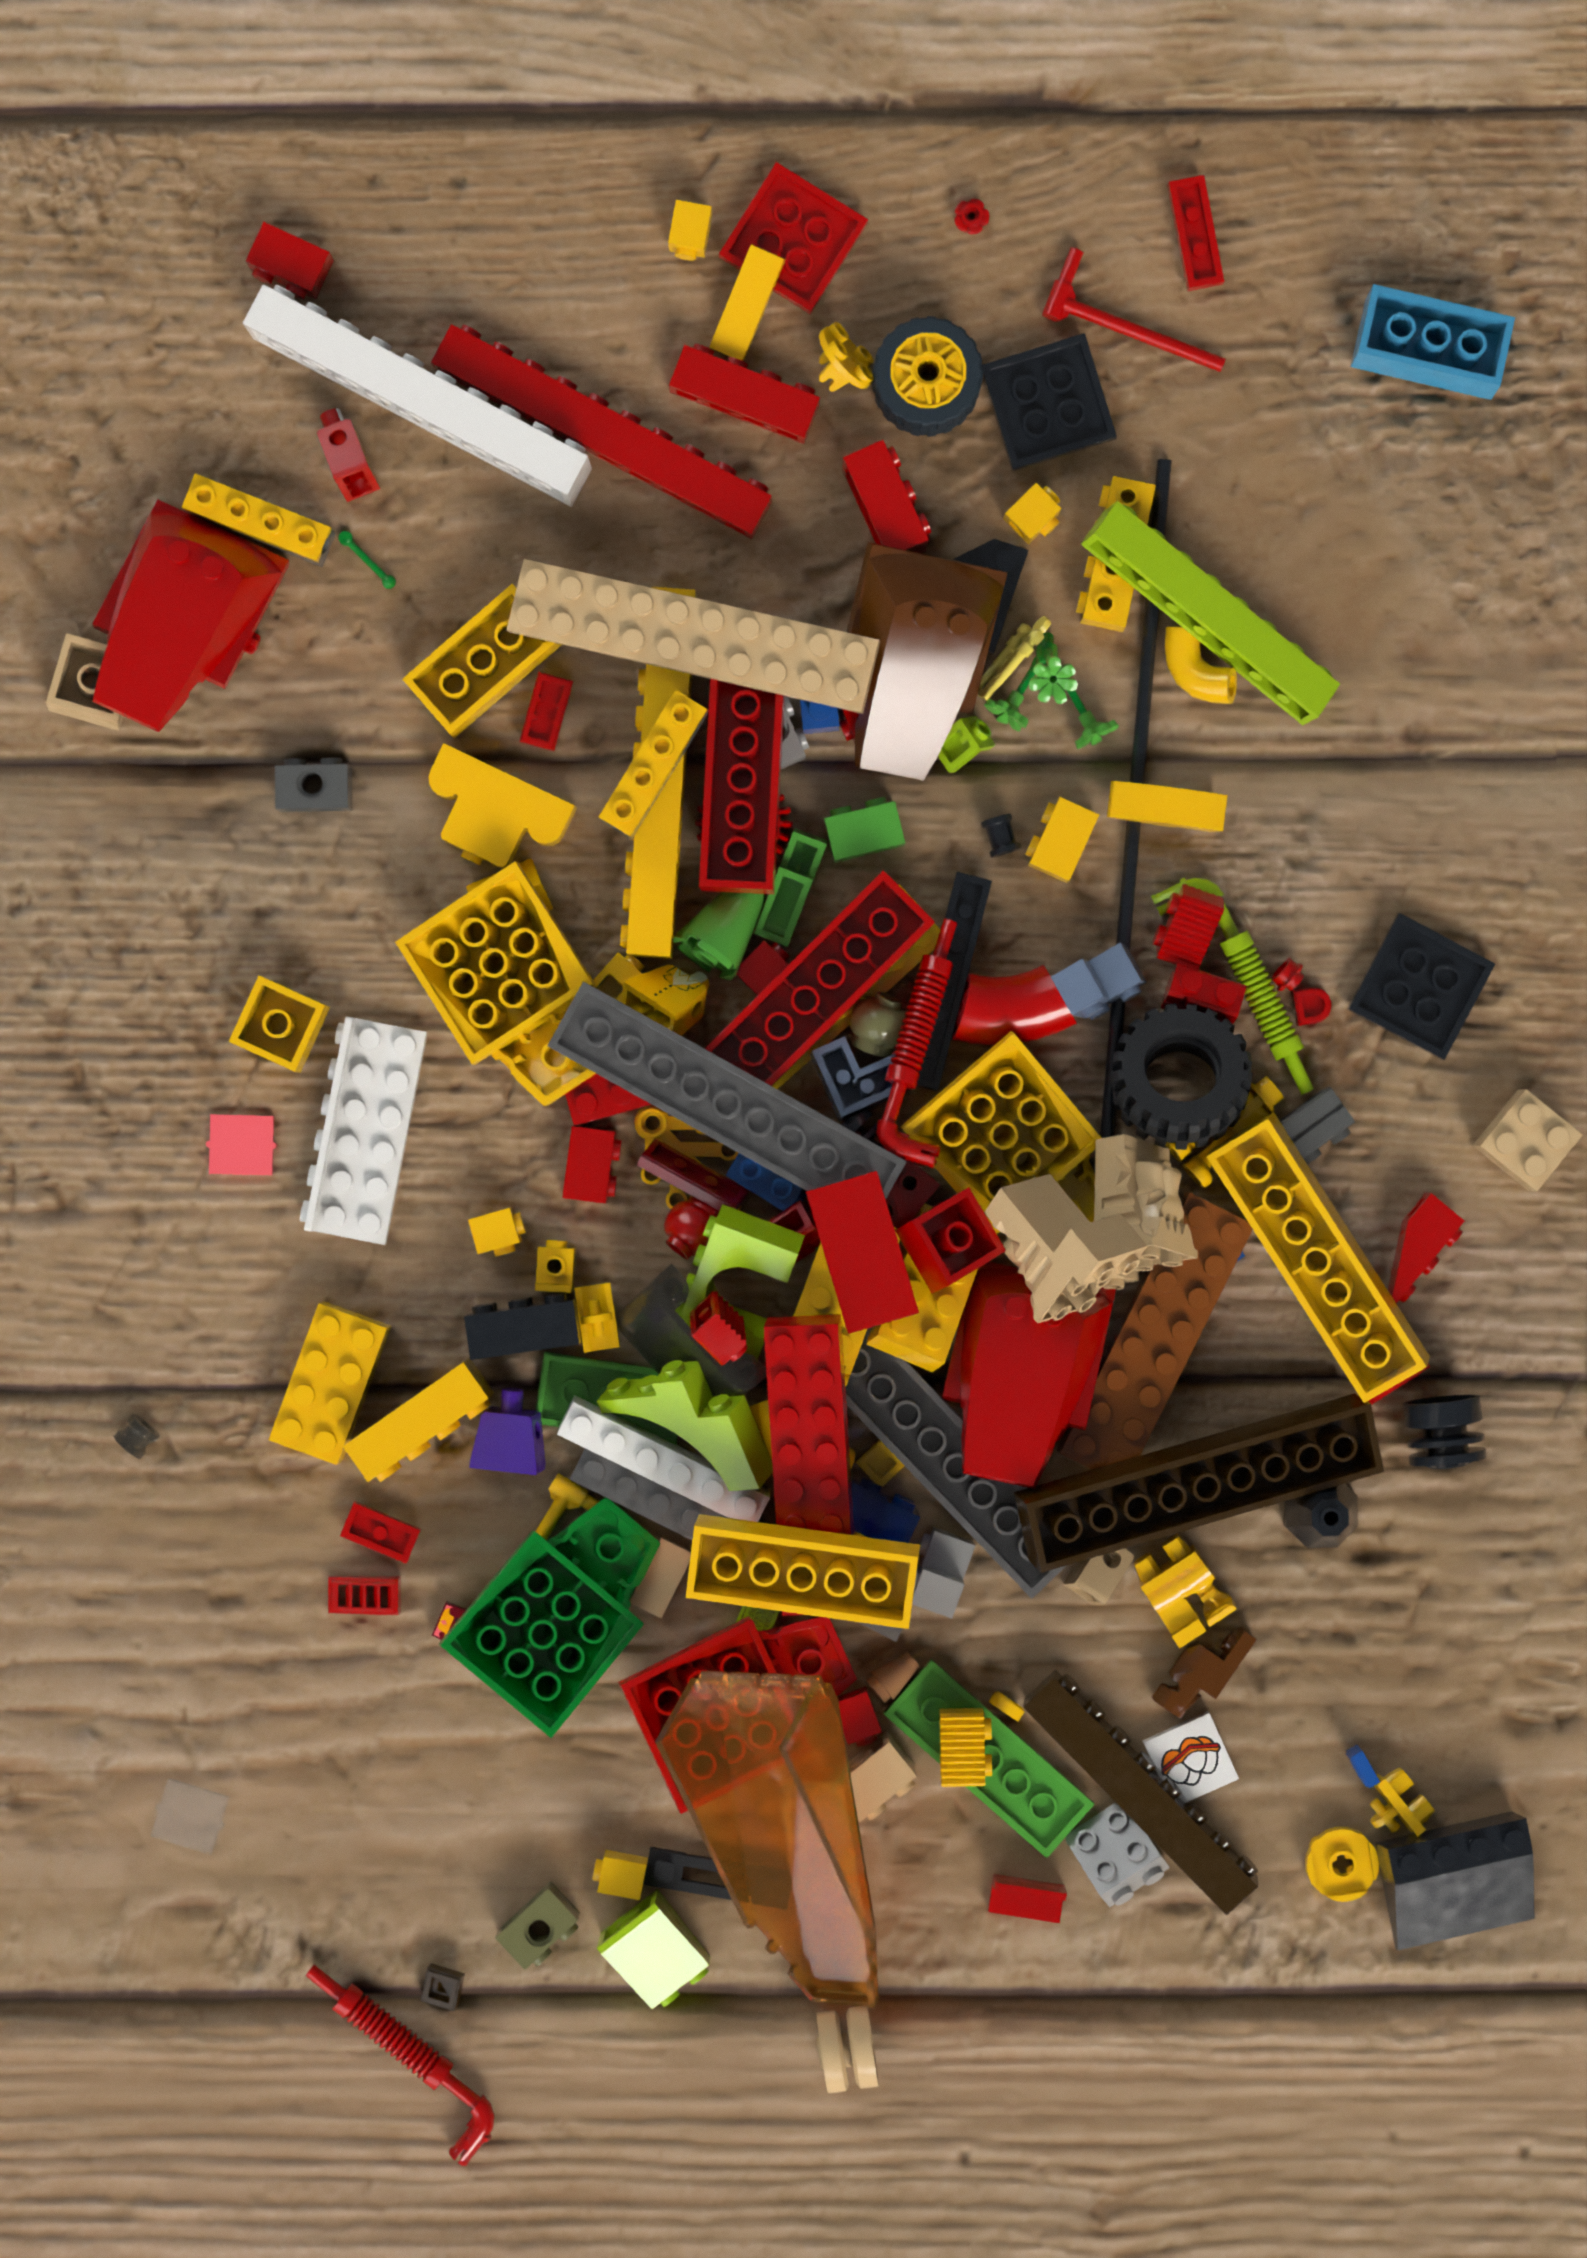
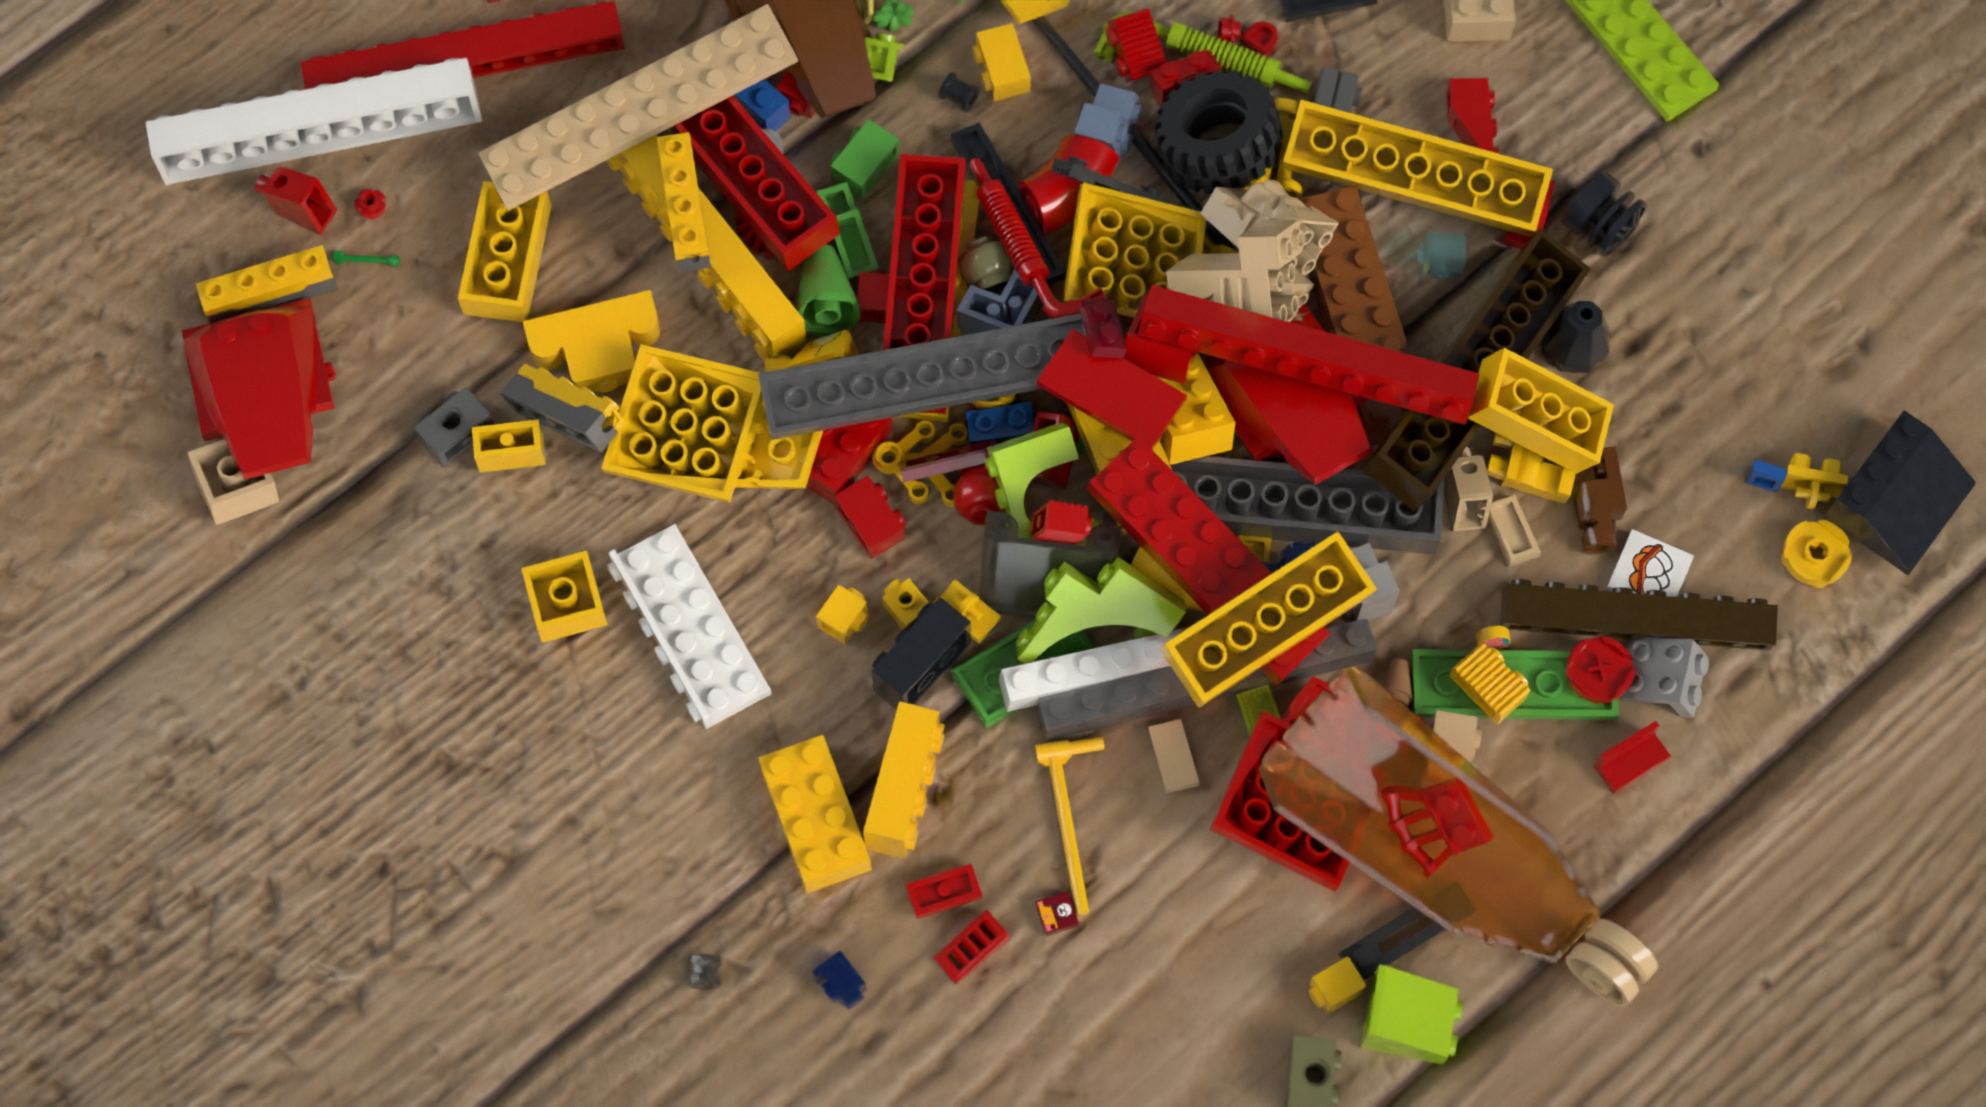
camera: 40 degrees left, 20 degrees down
(237, 1536) = (840, 980): none -> clear blue brick
(241, 1144) = (606, 709): coral piece -> none
(289, 261) = (146, 105): red brick -> none
(341, 848) = (508, 446): none -> yellow brick
(409, 857) = (563, 407): none -> dark grey piece
(412, 519) = (370, 211): none -> red plate
(509, 1437) = (977, 742): dark purple torso -> none
(546, 711) = (577, 254): red plate -> none
(556, 1614) = (1123, 831): green wedge -> none
(808, 1858) = (1453, 813): none -> red plate
(902, 1192) = (1103, 328): none -> dark red plate
(1020, 1031) = (1076, 170): none -> black container
(1046, 1371) = (1308, 354): none -> red brick
(1065, 1809) = (1599, 669): none -> red tile
(1111, 1628) = (1512, 531): none -> tan tile
(1206, 1573) = (1541, 411): none -> yellow brick
(1277, 1343) = (1442, 254): none -> clear light blue brick

